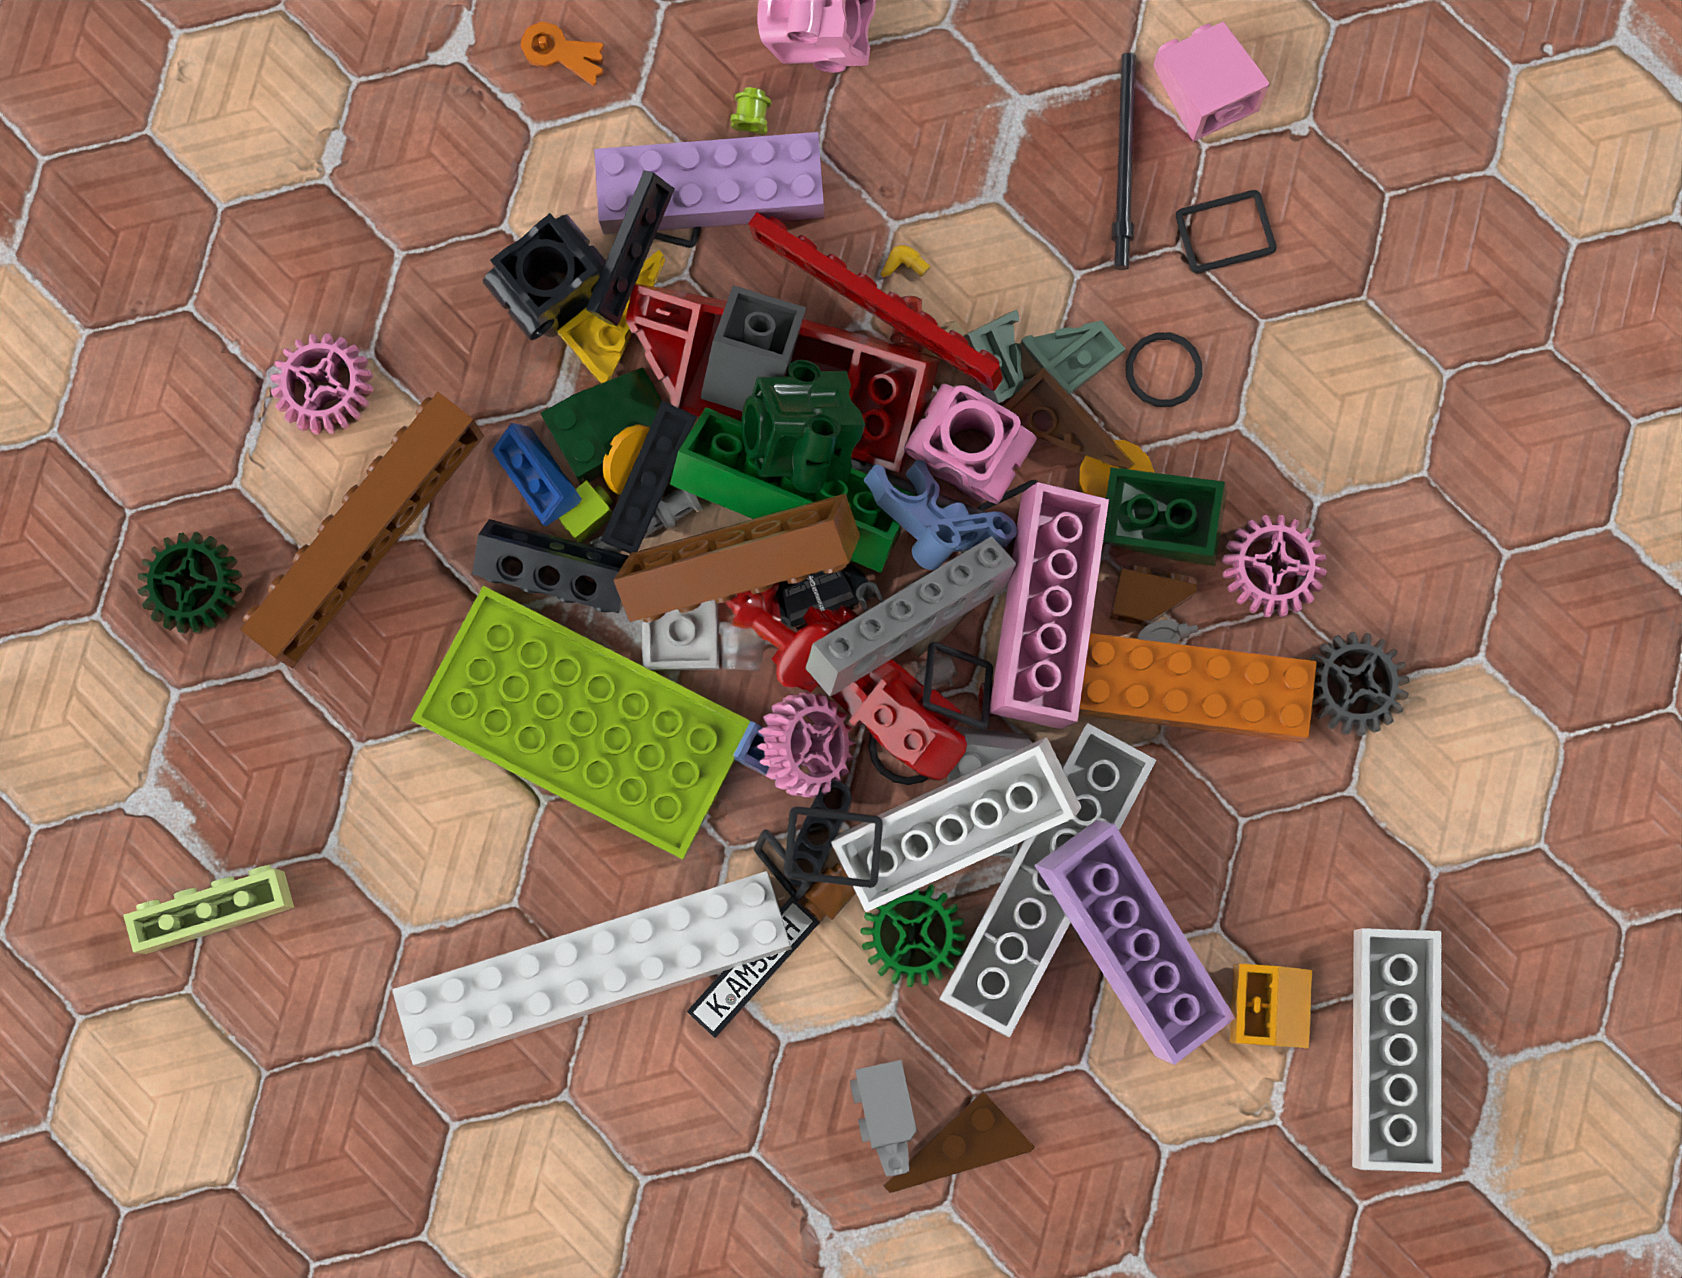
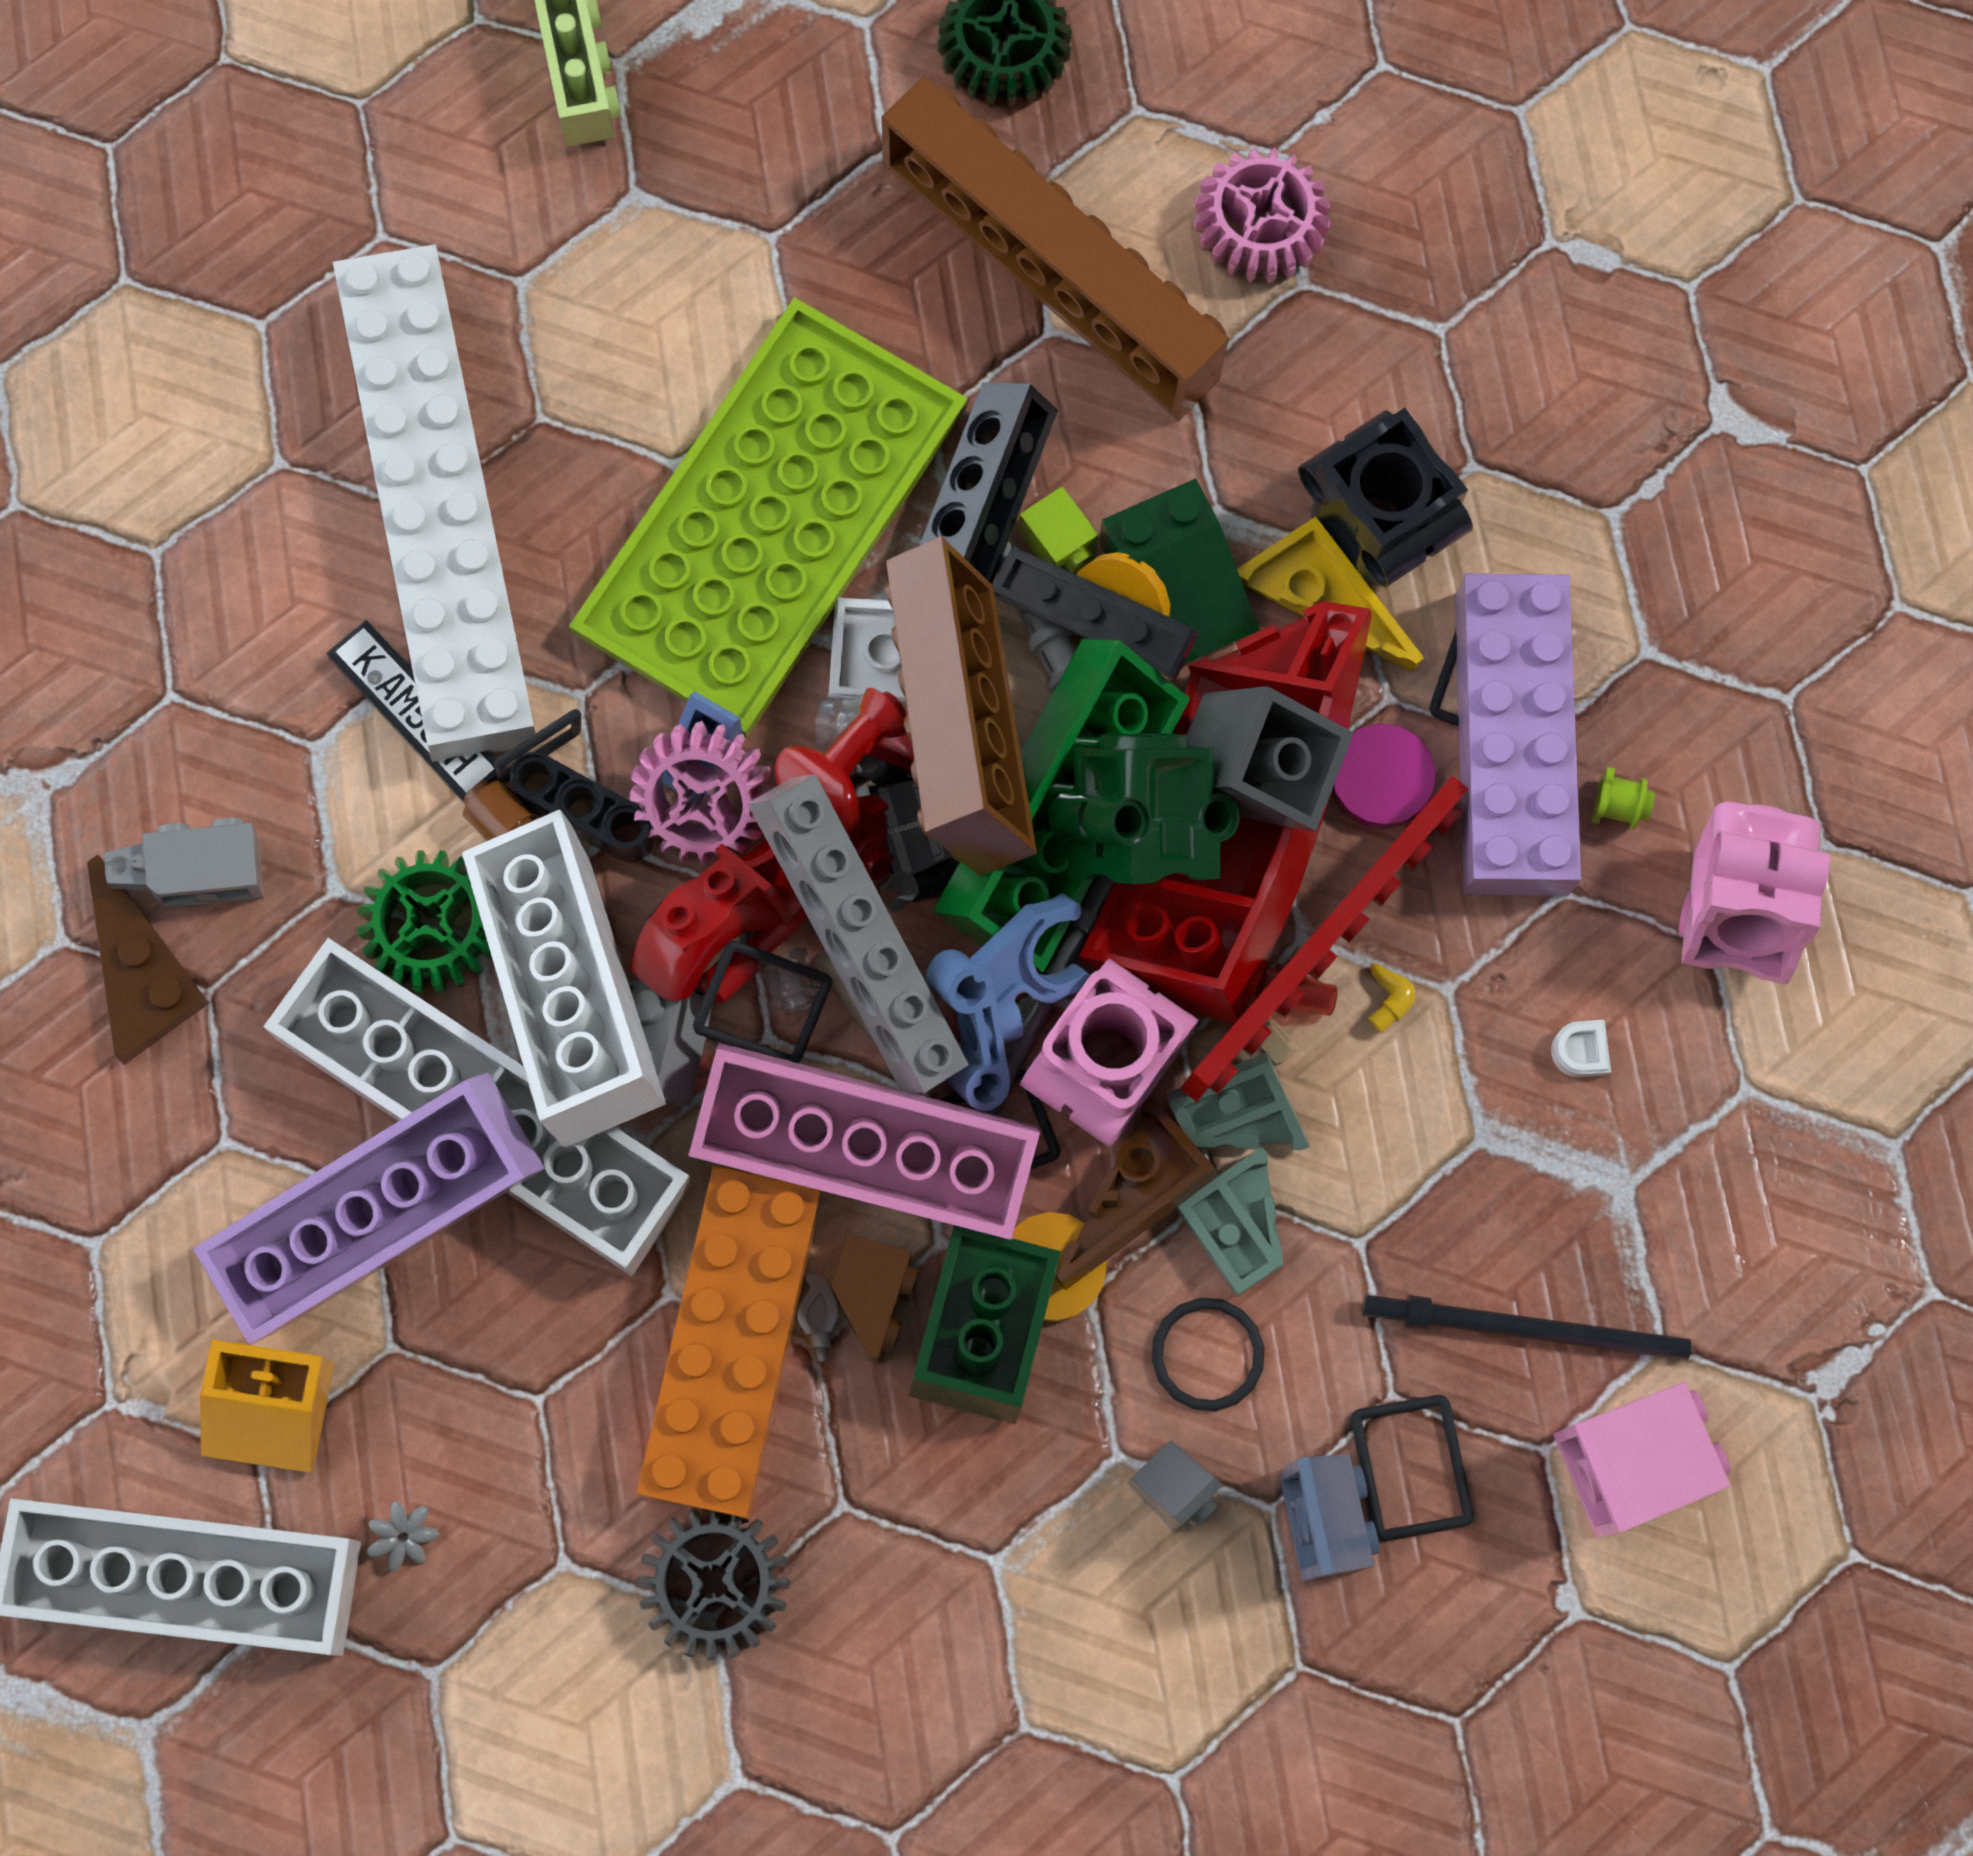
camera: 85 degrees right, 5 degrees down
(535, 473) = (1116, 474): blue slope -> none
(546, 45) = (1729, 534): orange piece -> none
(630, 248) = (1417, 603): black tile -> none
(744, 265) = (1384, 776): none -> dark pink tile
(829, 878) = (500, 792): black piece -> none
(929, 132) = (1582, 1049): none -> white tile
(1262, 379) = (1176, 1487): none -> dark grey slope
(1273, 280) = (1327, 1516): none -> sand blue slope
(1292, 567) = (852, 1468): bright pink gear -> none
(1348, 901) = (402, 1543): none -> light grey plant

